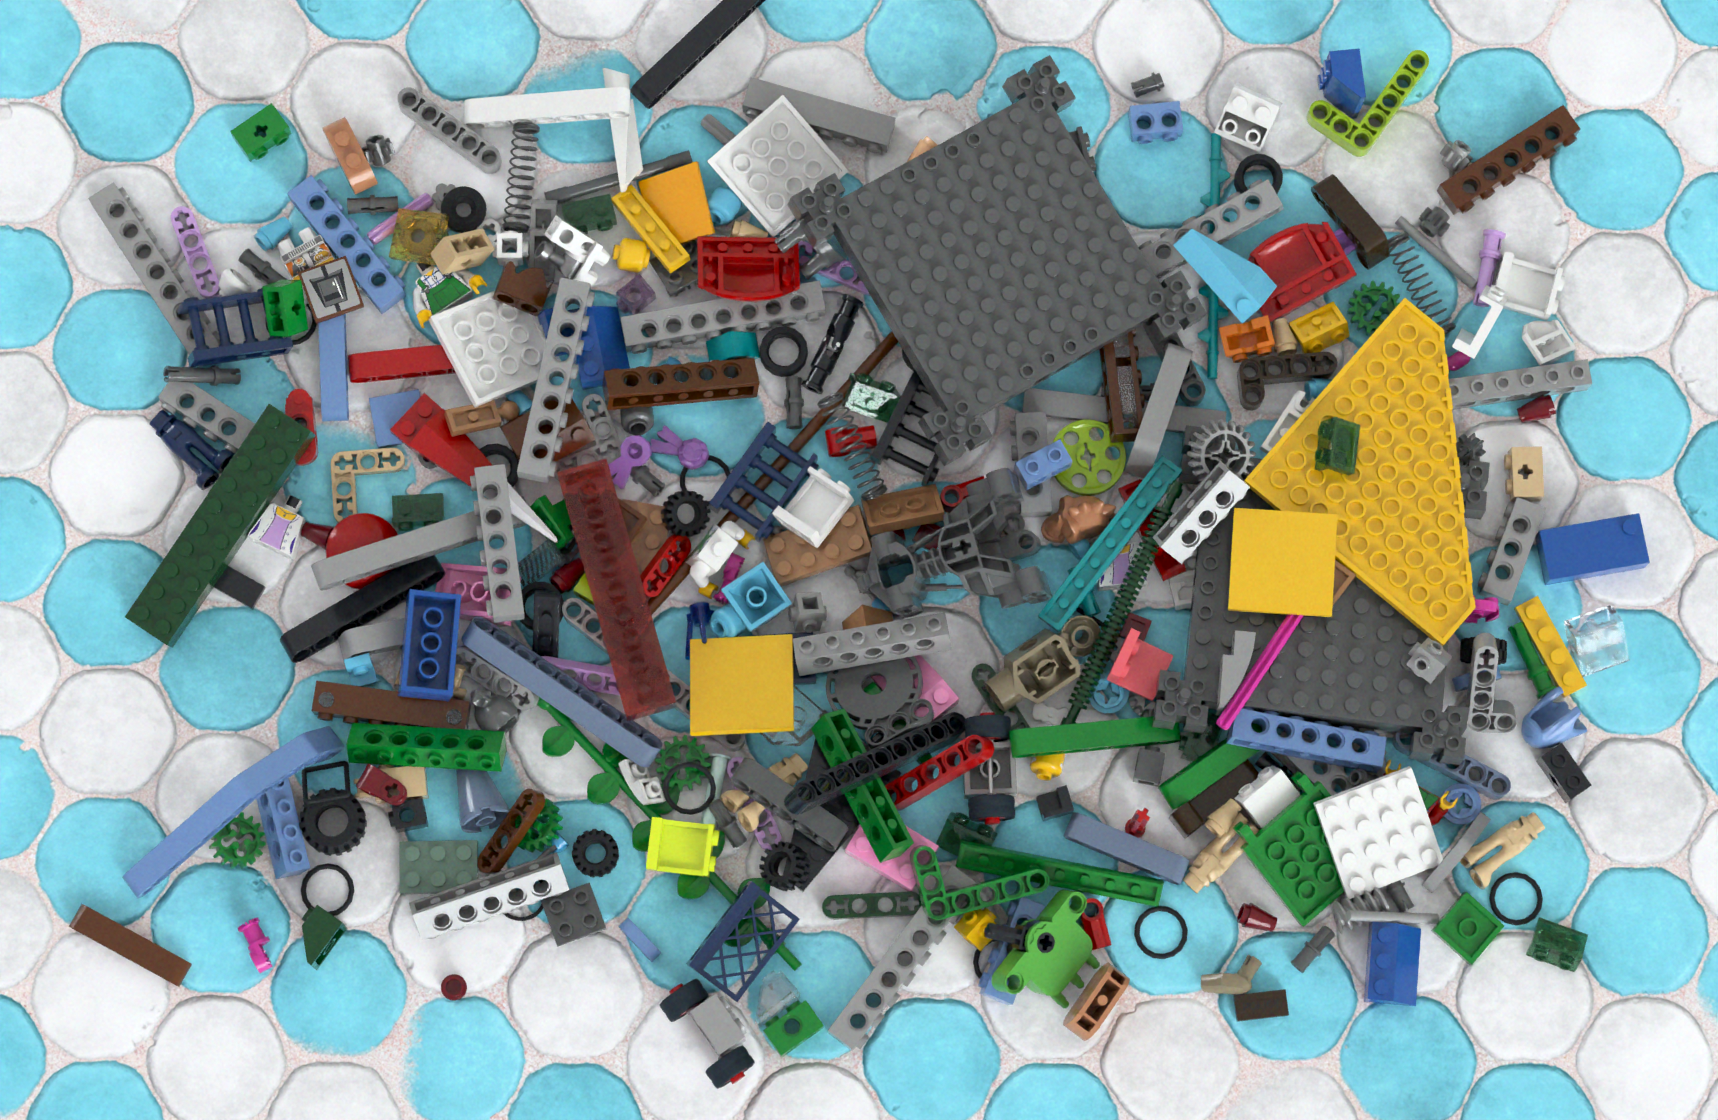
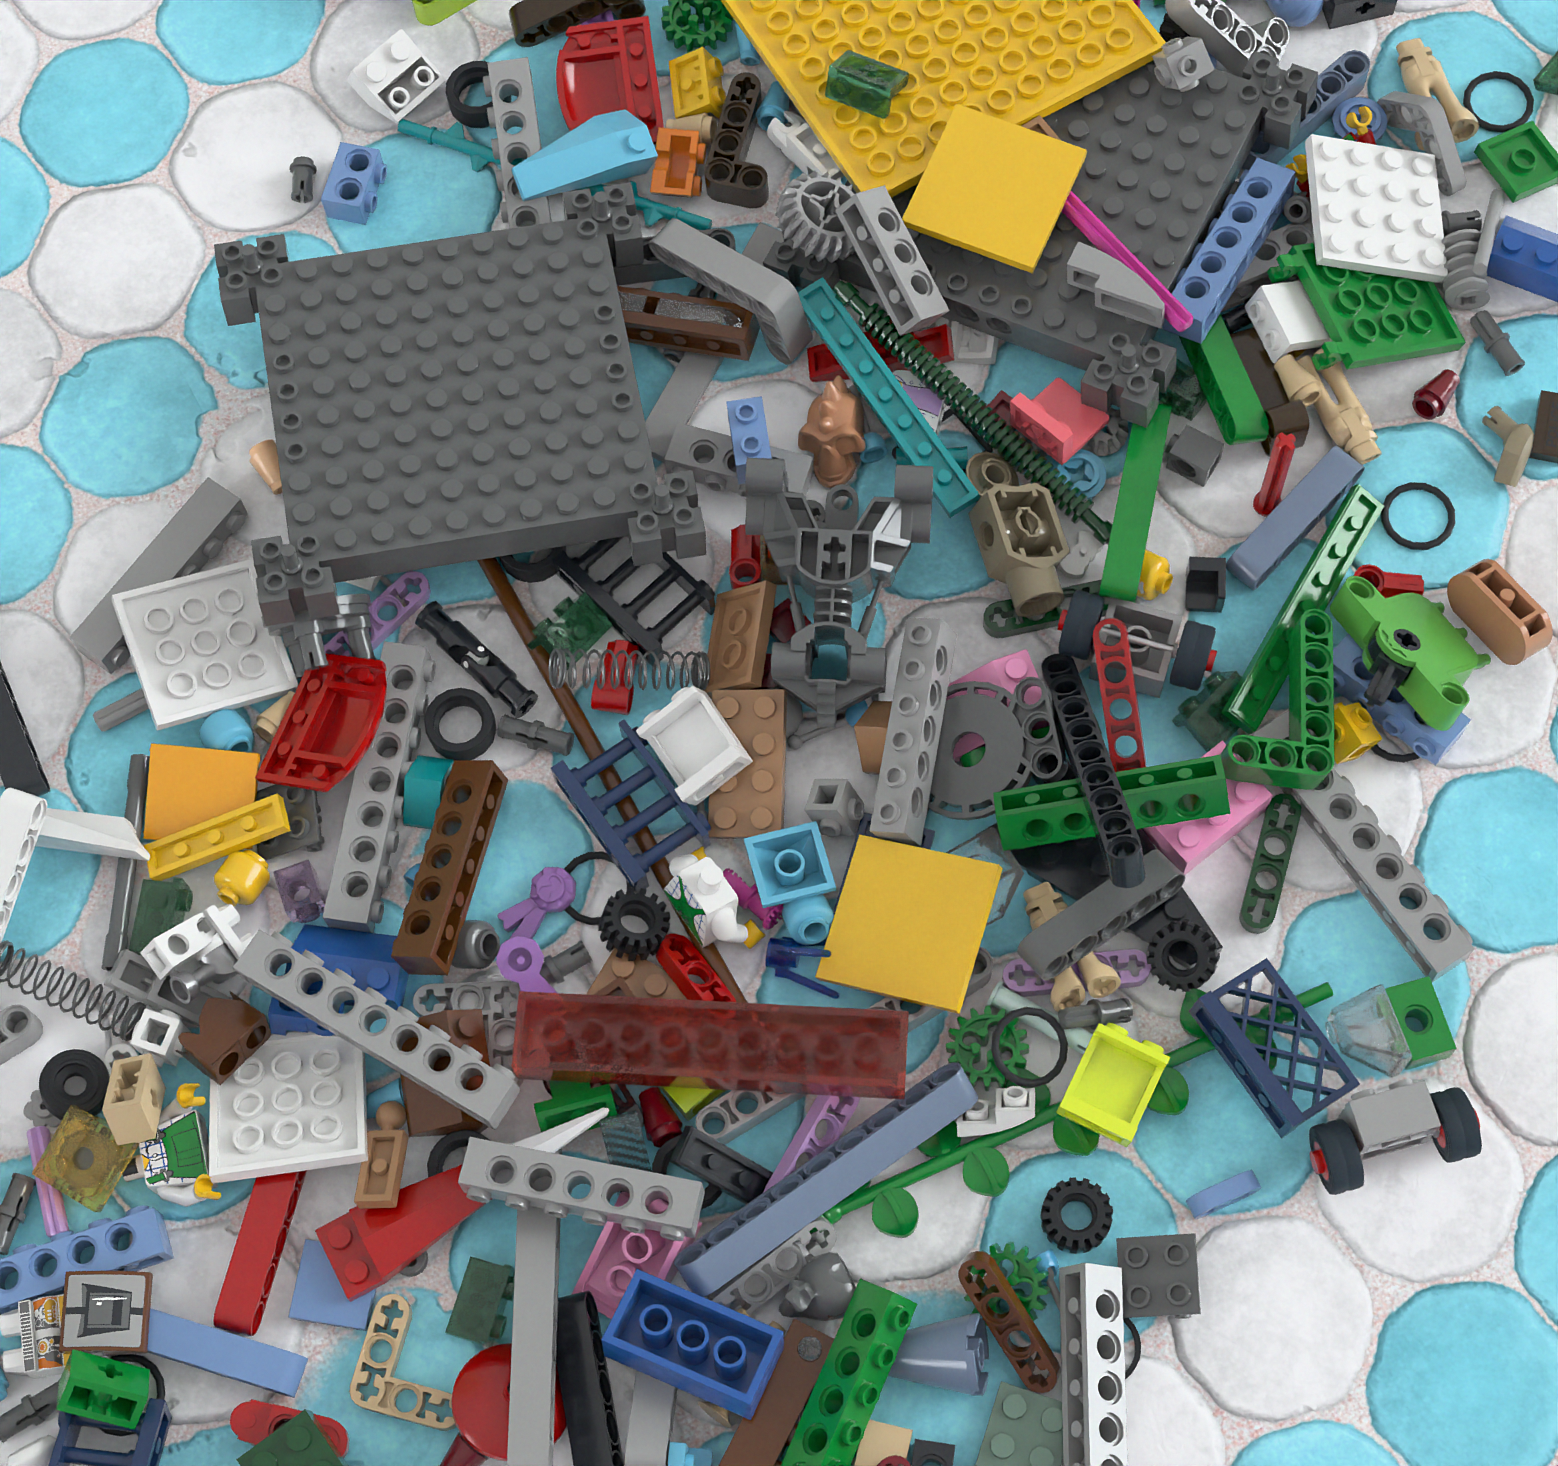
camera: 60 degrees left, 10 degrees down
(1099, 463) = (750, 385): lime wedge -> none

